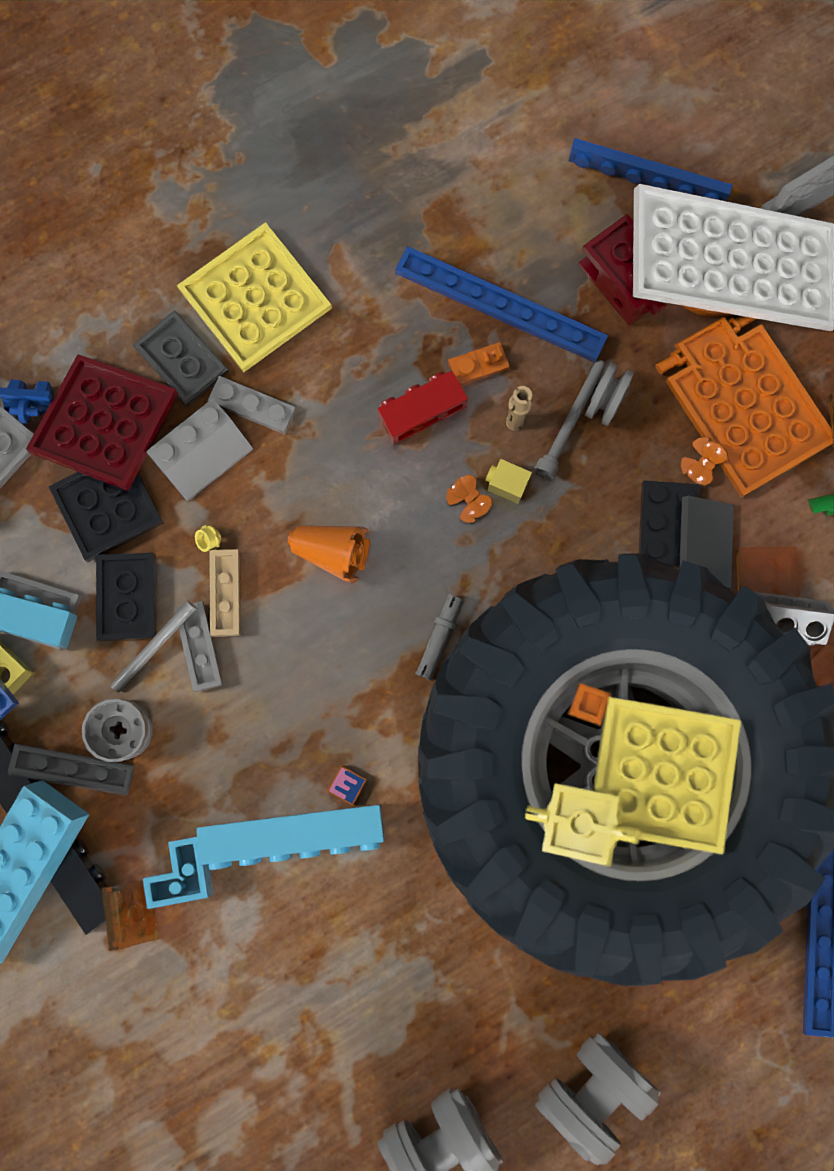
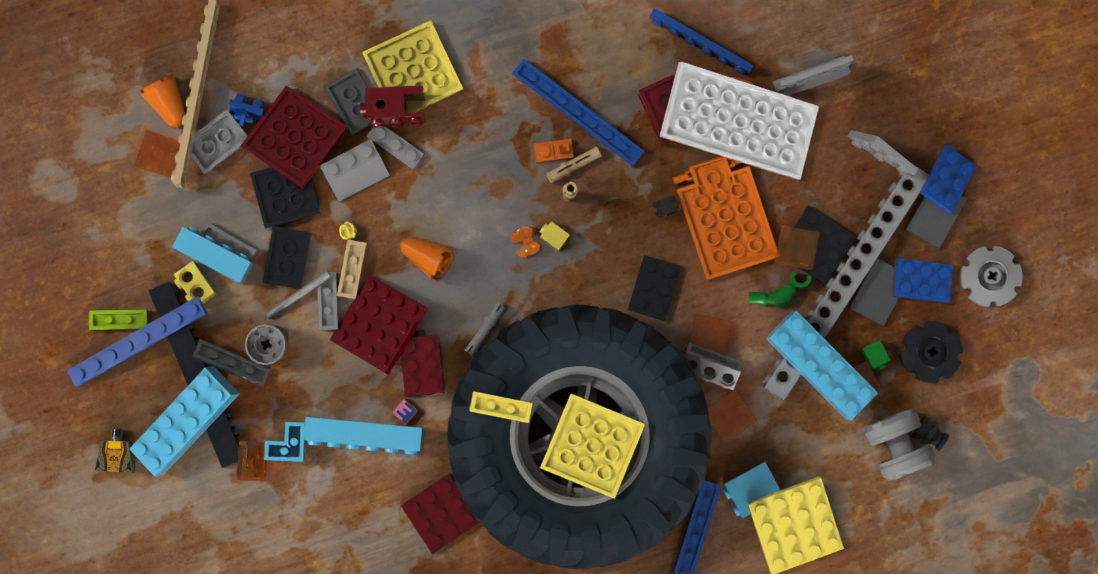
camera: 10 degrees right, 5 degrees up
(226, 341) = (389, 106): none -> dark red torso
(281, 663) = (379, 324): none -> dark red plate
(357, 709) = (422, 365): none -> dark red torso
(422, 406) = (508, 172): red brick -> none
(433, 930) = (439, 513): none -> dark red plate
(502, 744) = (500, 407): none -> light yellow plate
(503, 384) = (574, 164): none -> tan pin
(548, 465) = (584, 229): light grey piece -> none
(582, 824) = (536, 463): light yellow plate -> none
(589, 704) = (559, 394): orange tile -> none
(609, 394) = (633, 193): light grey wheel -> none
(660, 403) = (667, 206): none -> clear smoke wheel
(702, 470) = (684, 256): orange piece -> none
(708, 536) = (674, 306): dark grey tile -> none

